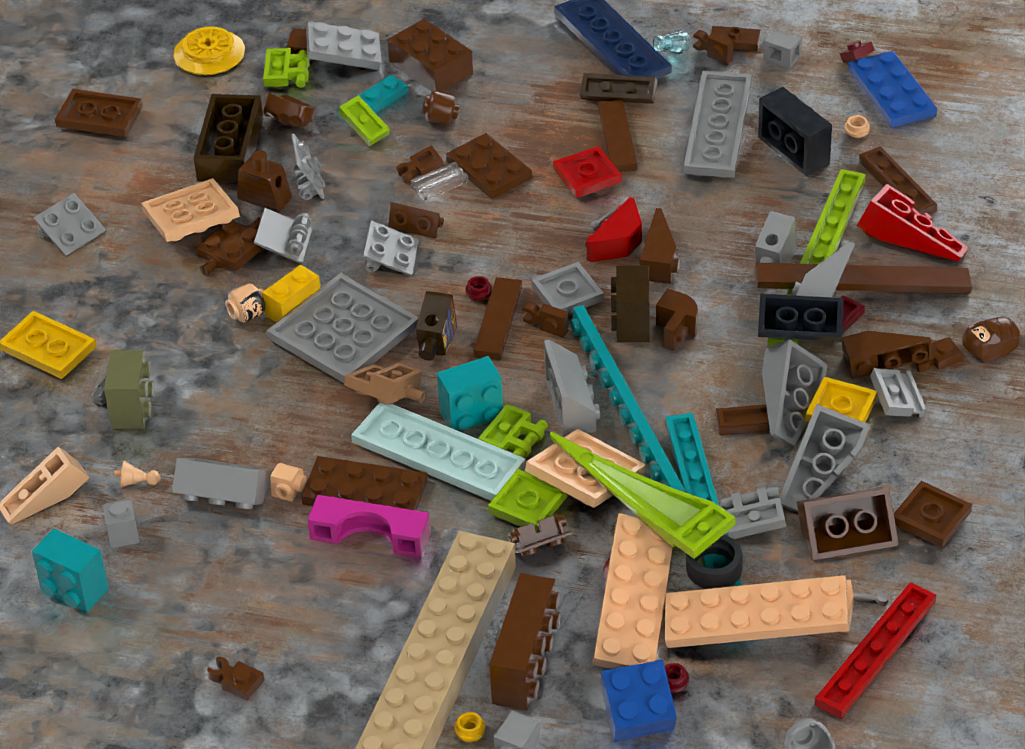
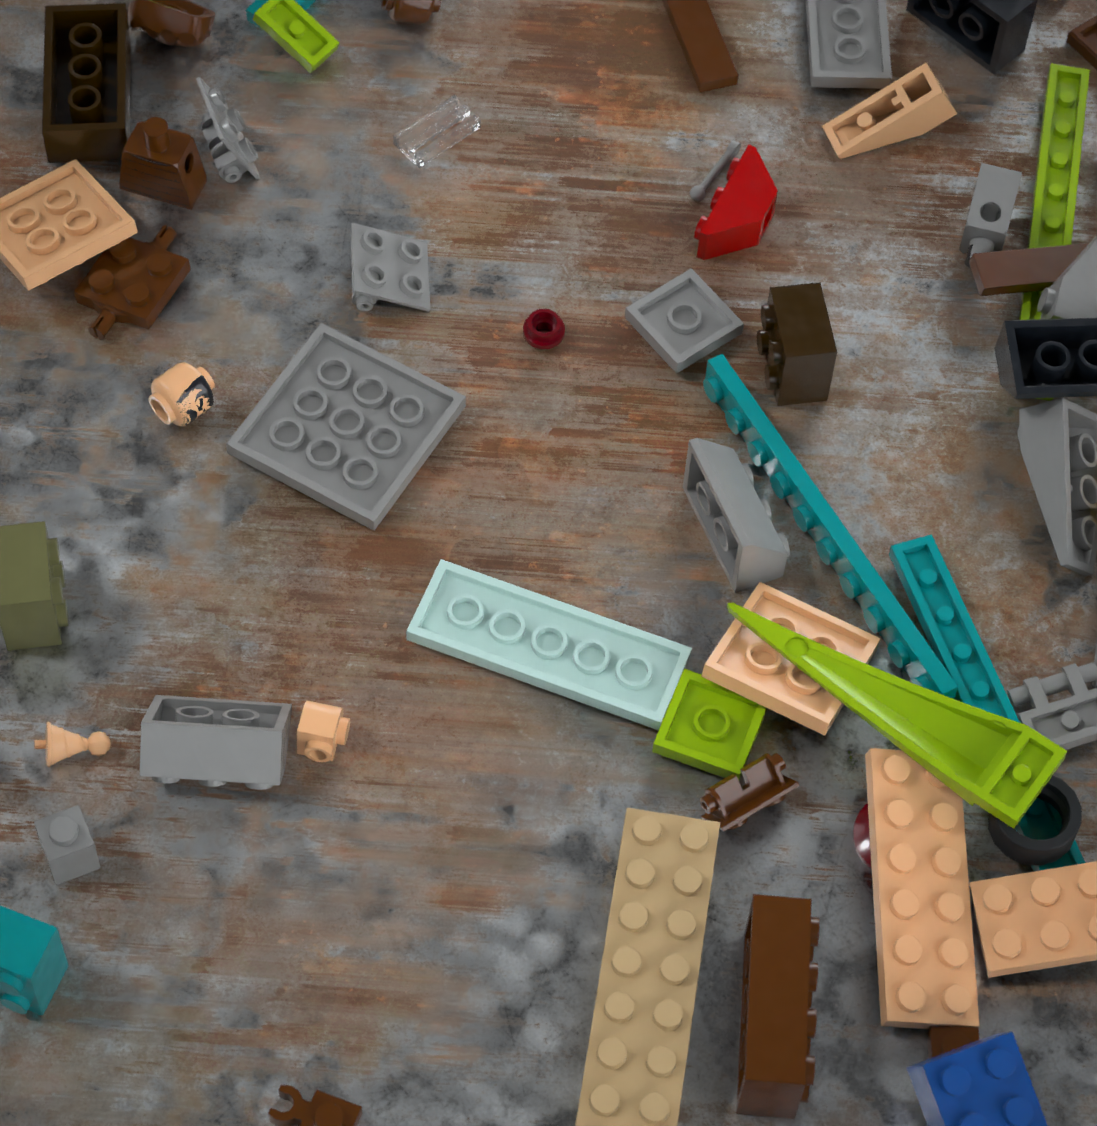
camera: 15 degrees left, 15 degrees up
(284, 235) = (214, 257): light grey hinge -> none
(290, 292) = (250, 370): yellow brick -> none
(337, 518) = (418, 792): dark pink arch -> none
(364, 483) = (445, 726): reddish brown plate -> none
(387, 383) = (443, 529): medium nougat plate -> none
(414, 220) = (415, 210): reddish brown hinge -> none
(421, 163) = (403, 100): reddish brown plate -> none
(432, 334) = (497, 413): dark brown torso -> none
(470, 394) = (584, 541): teal brick -> none
(489, 165) = (508, 95): reddish brown plate -> none
(498, 318) = (586, 381): reddish brown tile -> none
(508, 426) = (646, 592): lime plate -> none
(548, 317) = (668, 377): reddish brown plate -> none
(587, 172) = (665, 97): red plate -> none
(660, 250) = (813, 235): reddish brown slope -> none
(679, 317) = (870, 351): reddish brown brick -> none
(679, 673) = (1017, 1023): dark red plate -> none
(732, 189) = (892, 114): none -> light nougat slope
(742, 419) = (1005, 533): reddish brown tile -> none

